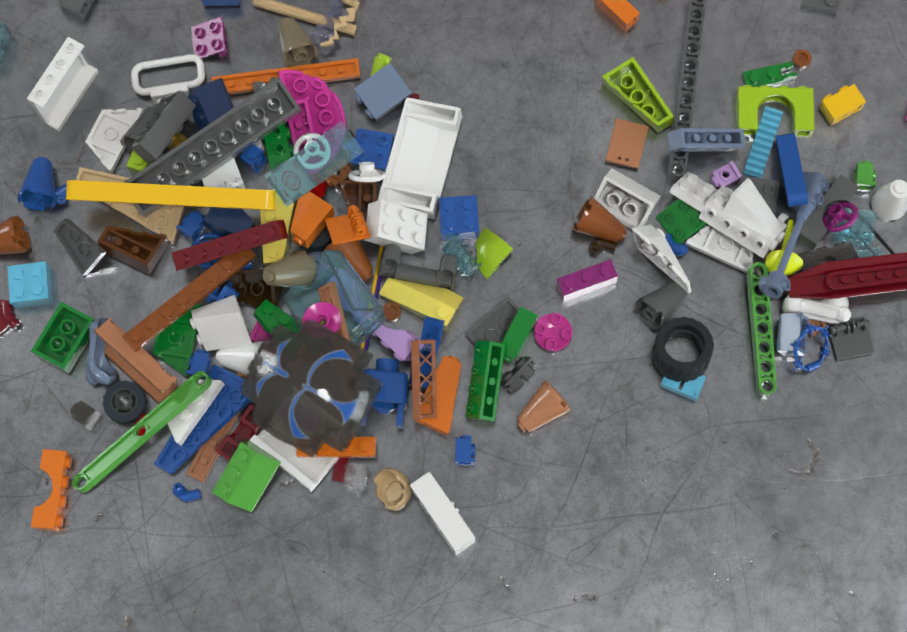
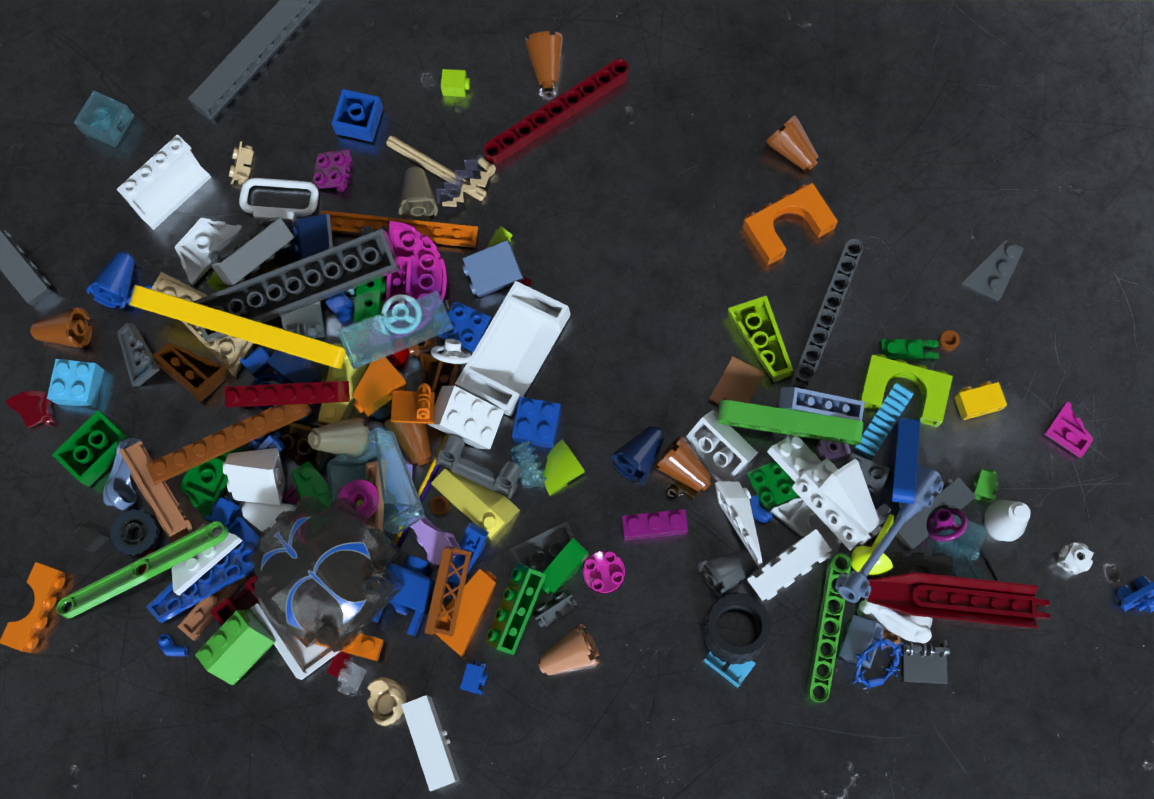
camera: 15 degrees right, 0 degrees up
(122, 46) = (241, 156): none -> tan hinge
(556, 224) = (638, 454): none -> dark blue cone
(682, 161) = (790, 422): none -> bright green beam
(712, 285) = (789, 564): none -> white wedge

